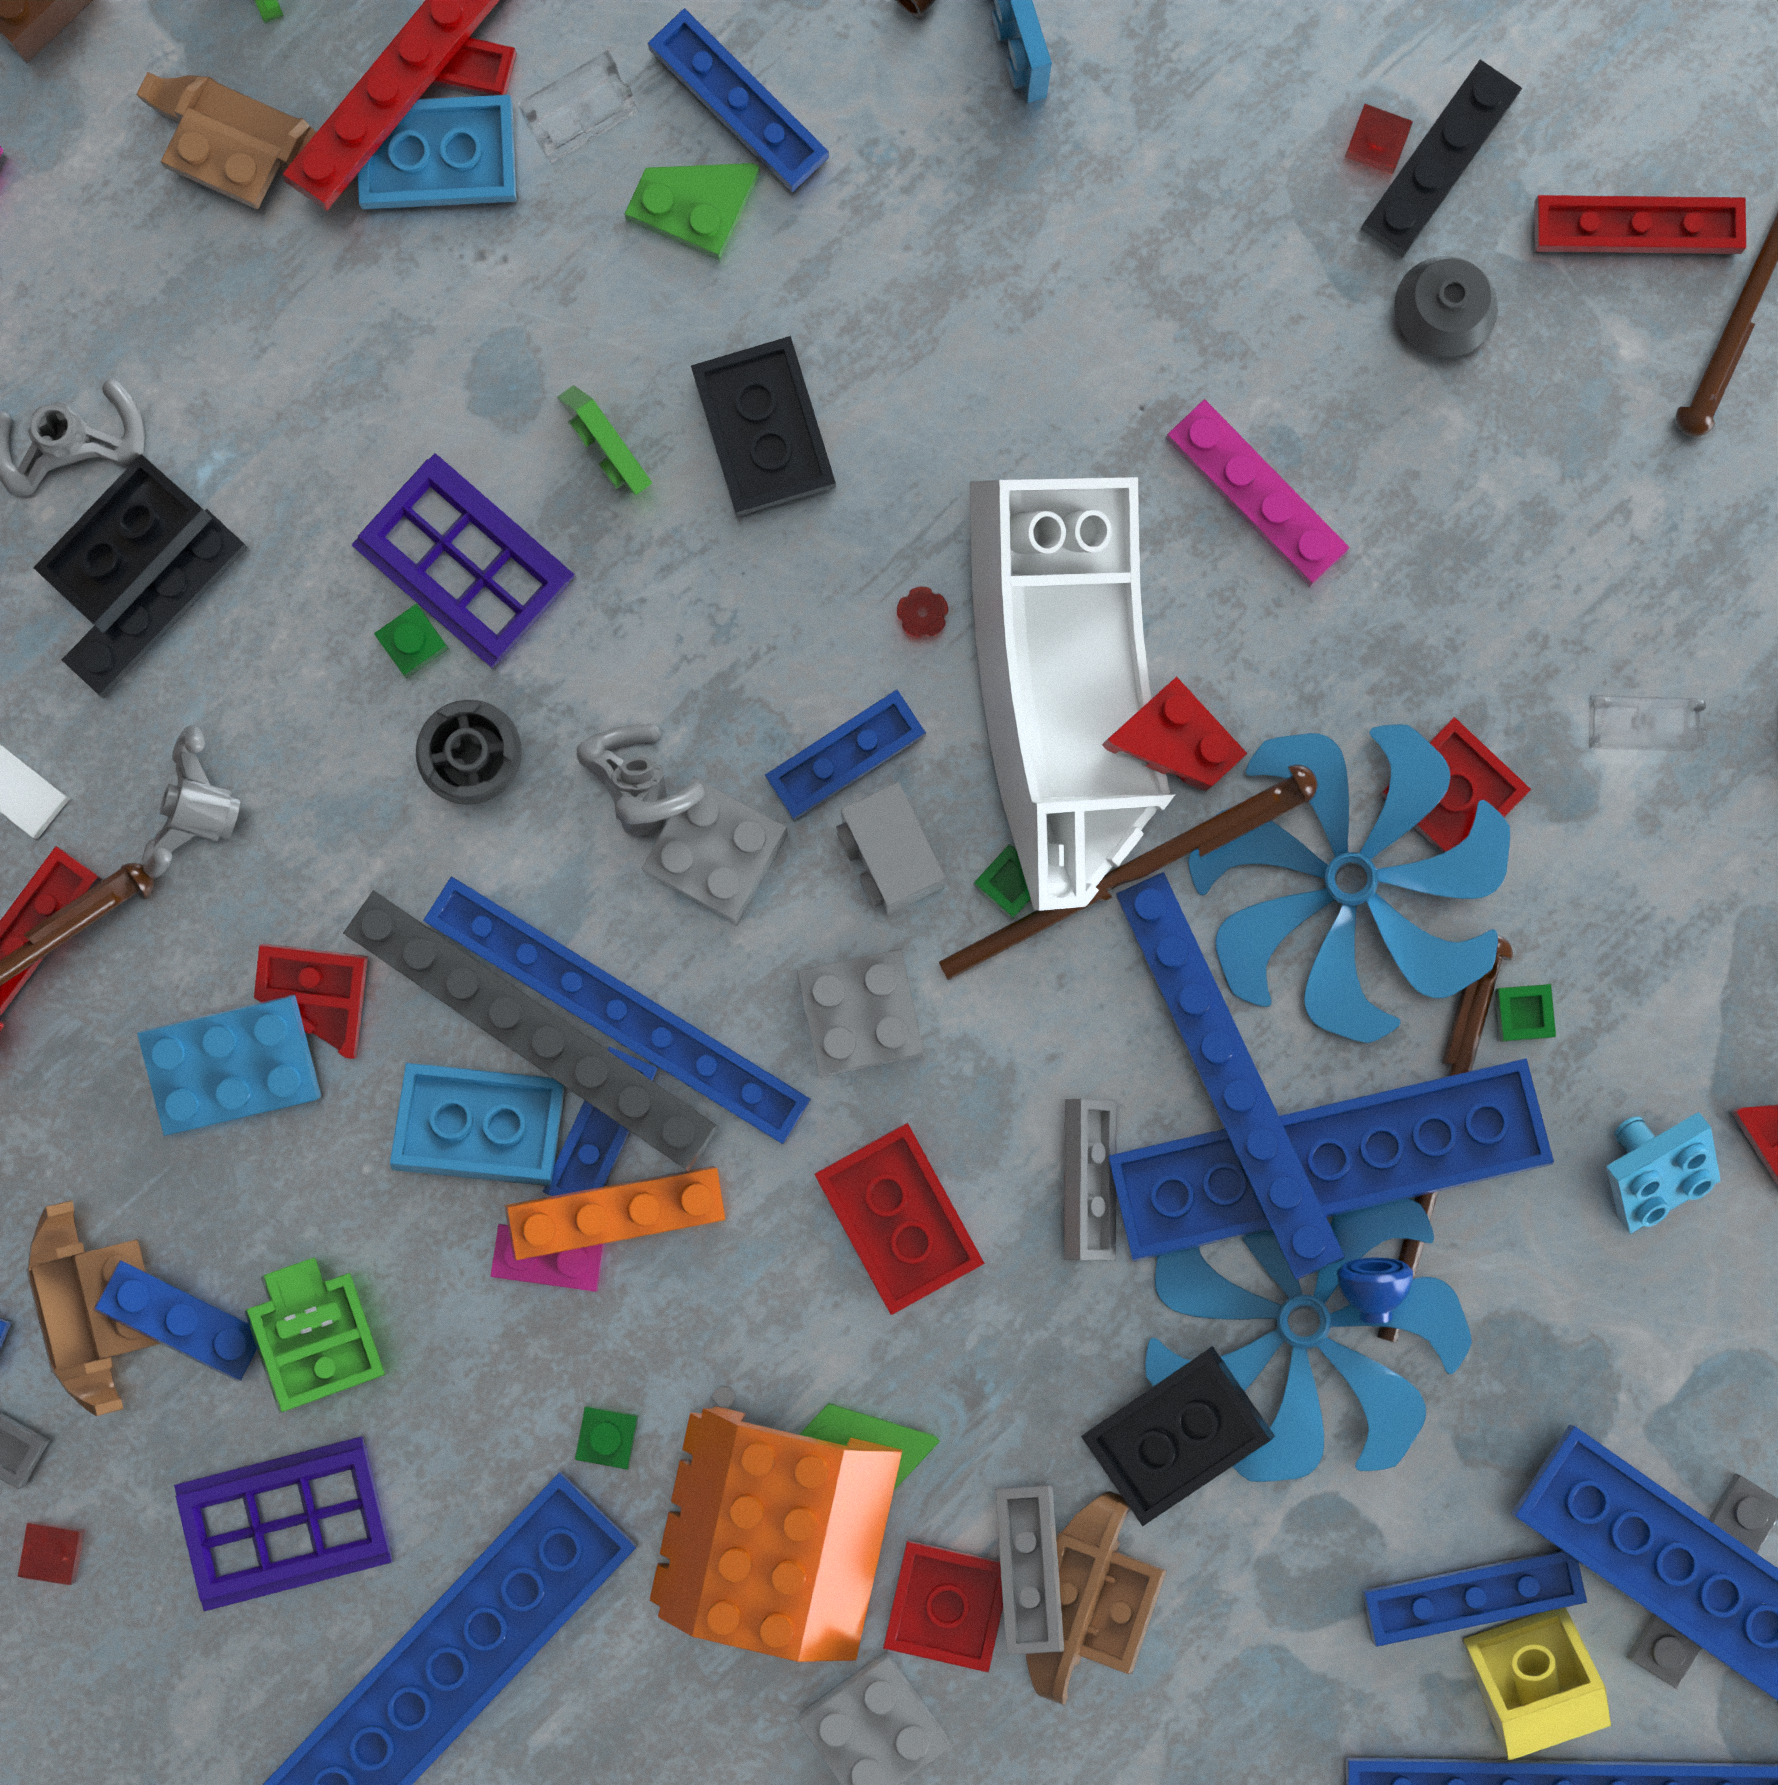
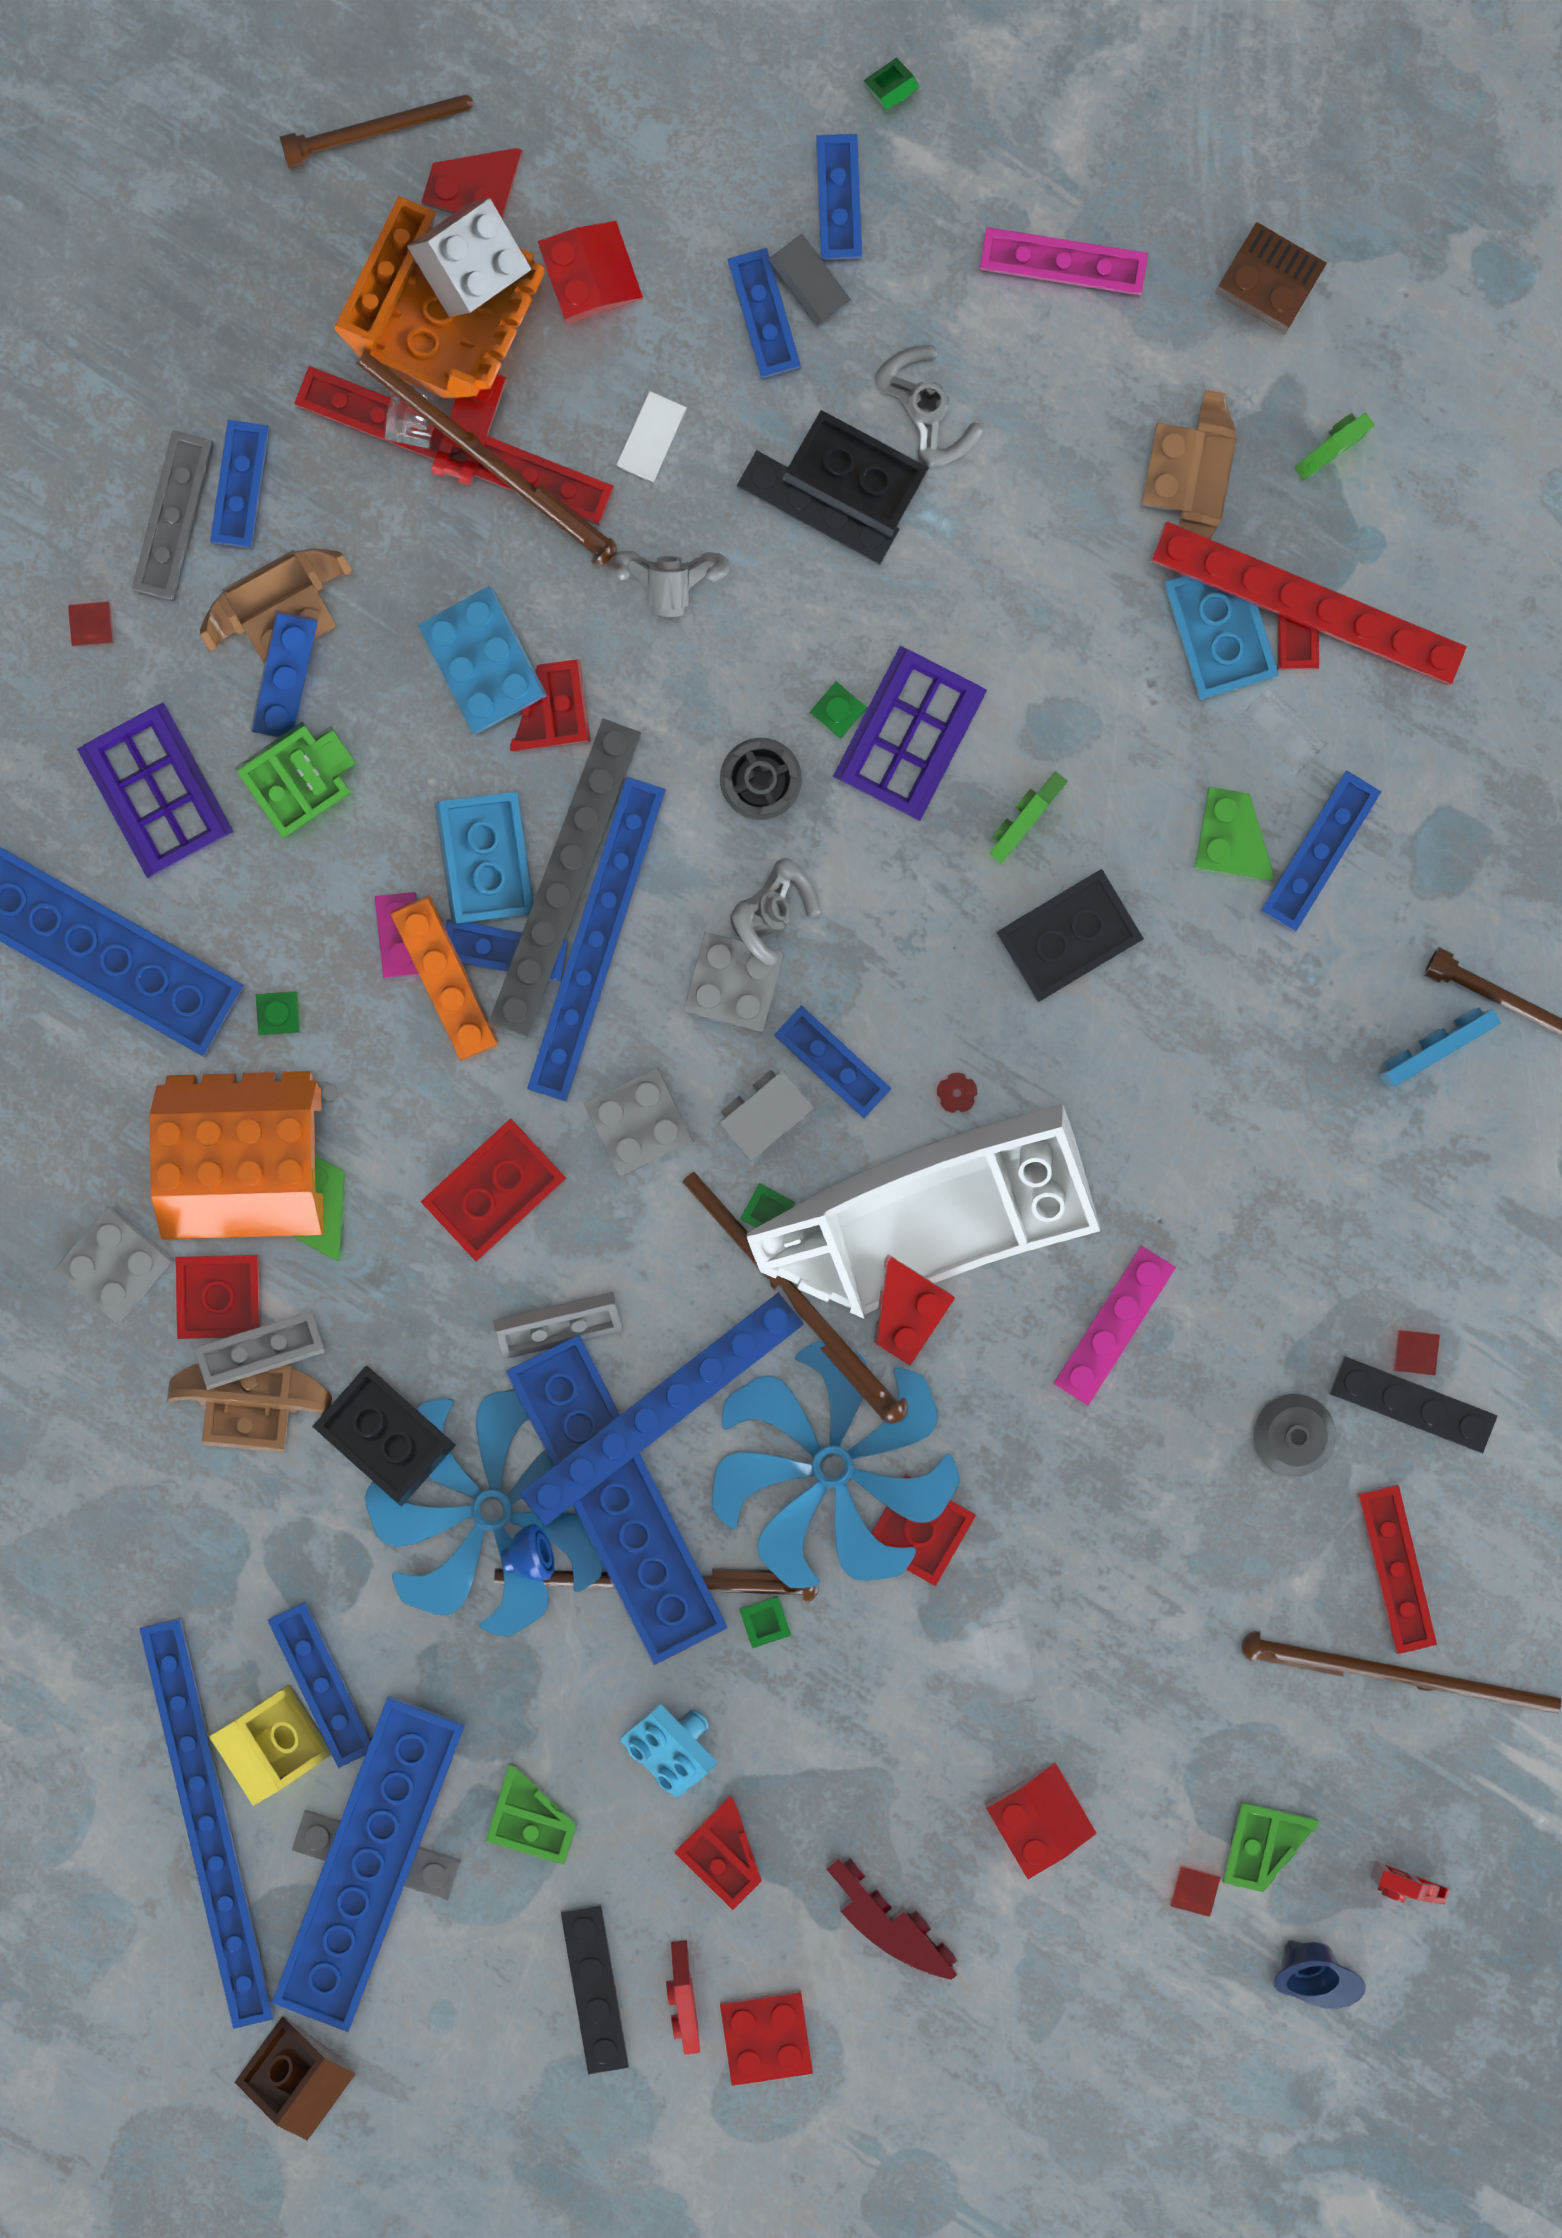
camera: 75 degrees right, 5 degrees up
(1708, 1372) = (530, 1820): none -> bright green wing

